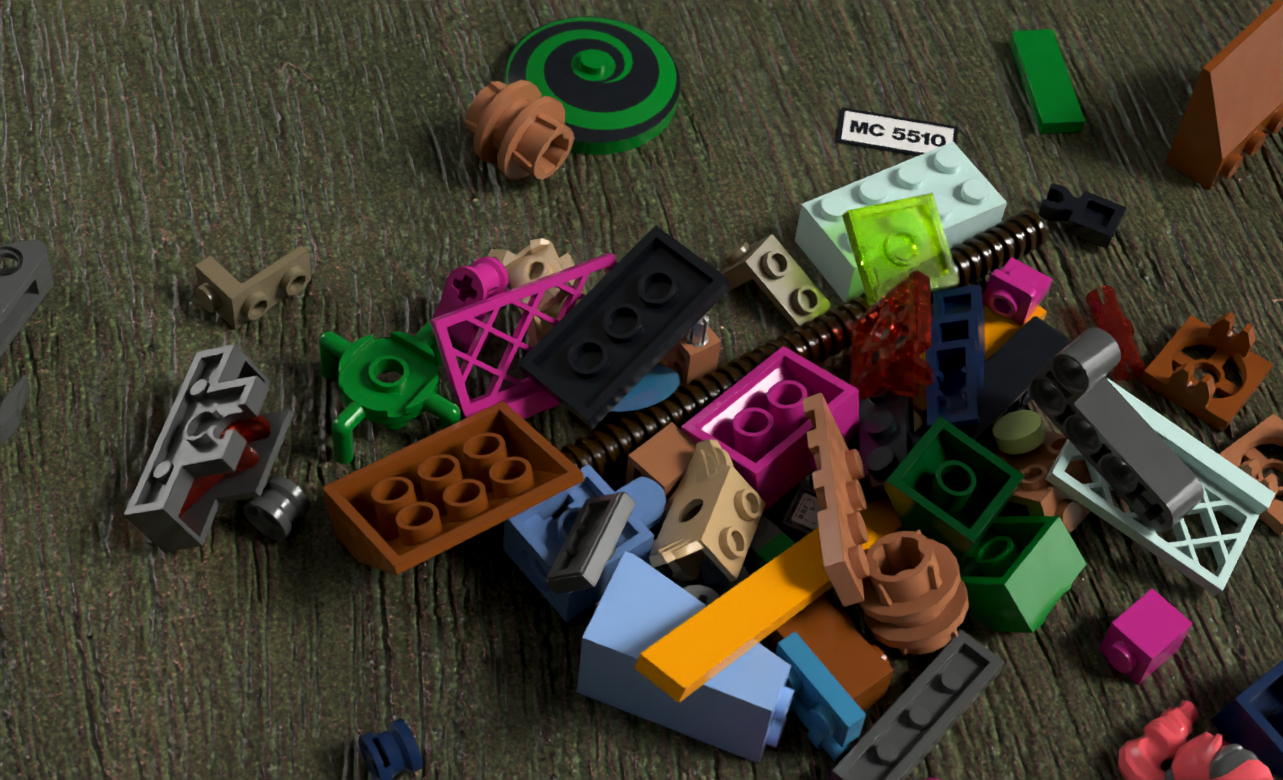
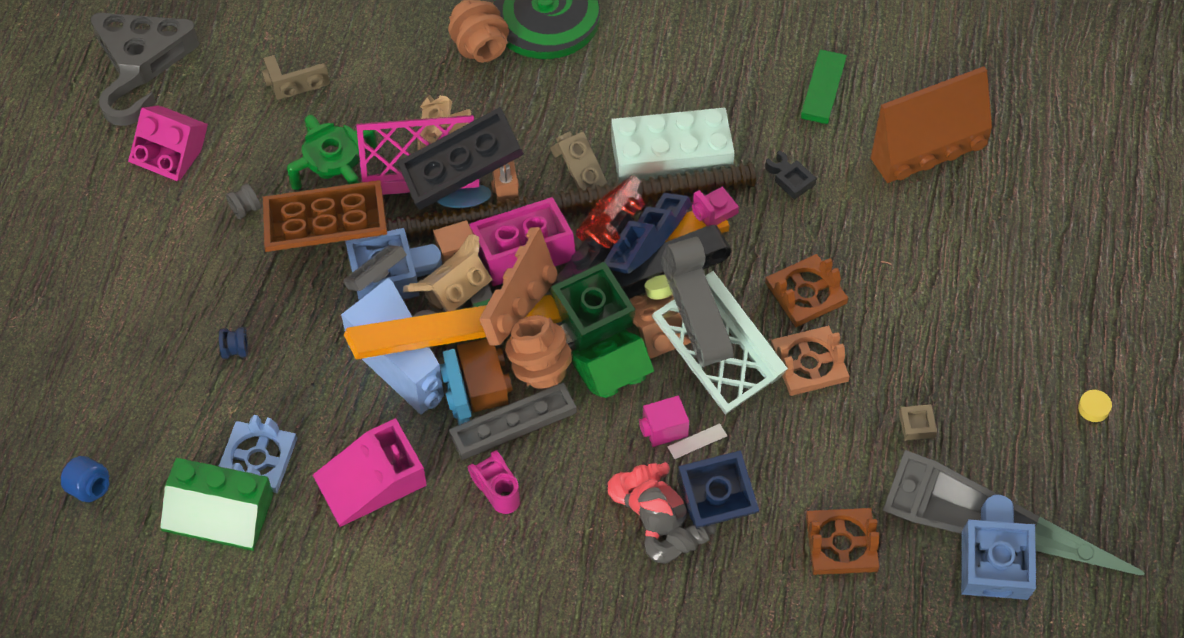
camera: 30 degrees right, 5 degrees up
(88, 450) = (166, 141): none -> dark pink slope
(208, 450) = (221, 158): dark grey piece -> none
(467, 286) = (396, 111): dark pink piece -> none
(893, 132) = (712, 93): sticker -> none
(896, 240) = (652, 159): clear neon green tile -> none
(1111, 319) = (763, 250): clear red pin -> none
(1196, 652) = (697, 441): none -> white sticker

